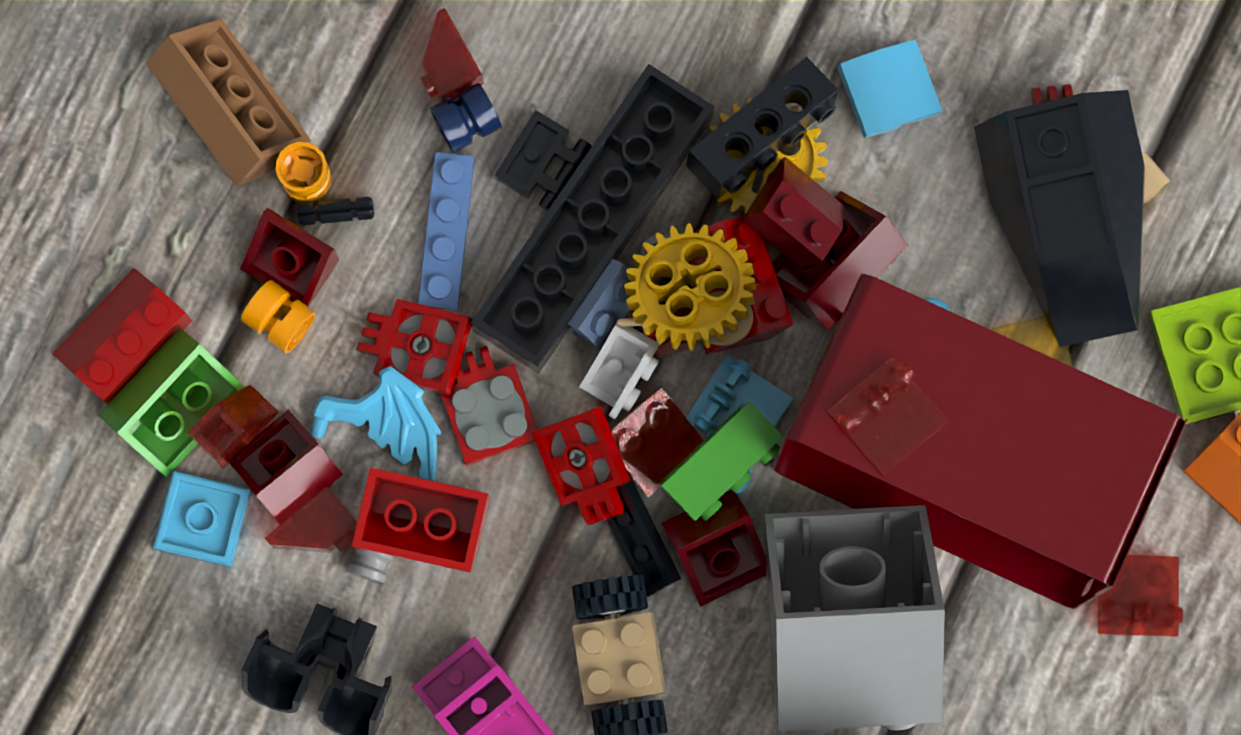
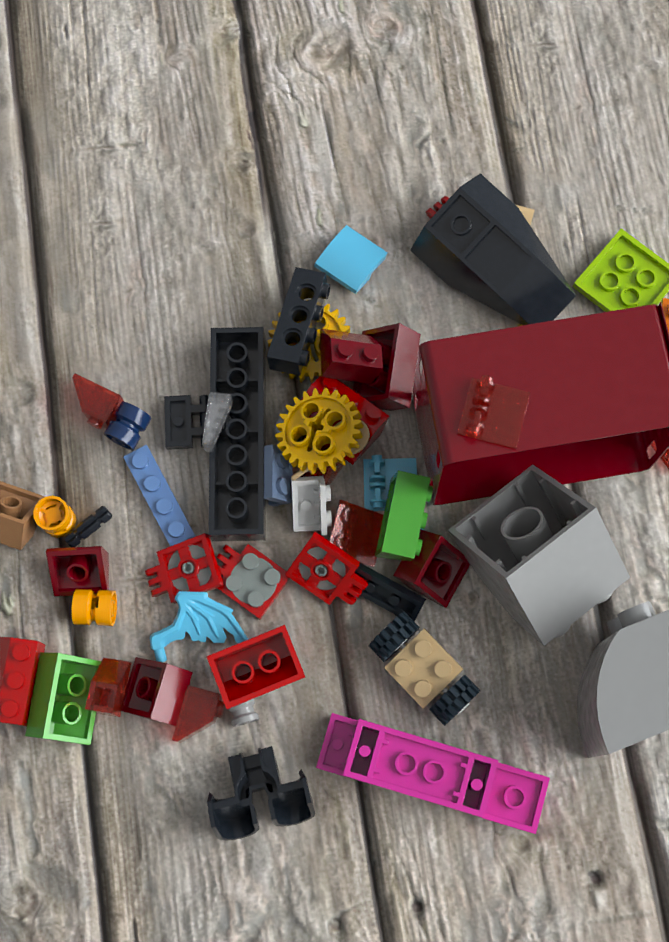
camera: 30 degrees left, 5 degrees down
(202, 519) = (127, 754): medium azure tile -> none
(582, 178) = (216, 414): none -> clear slope

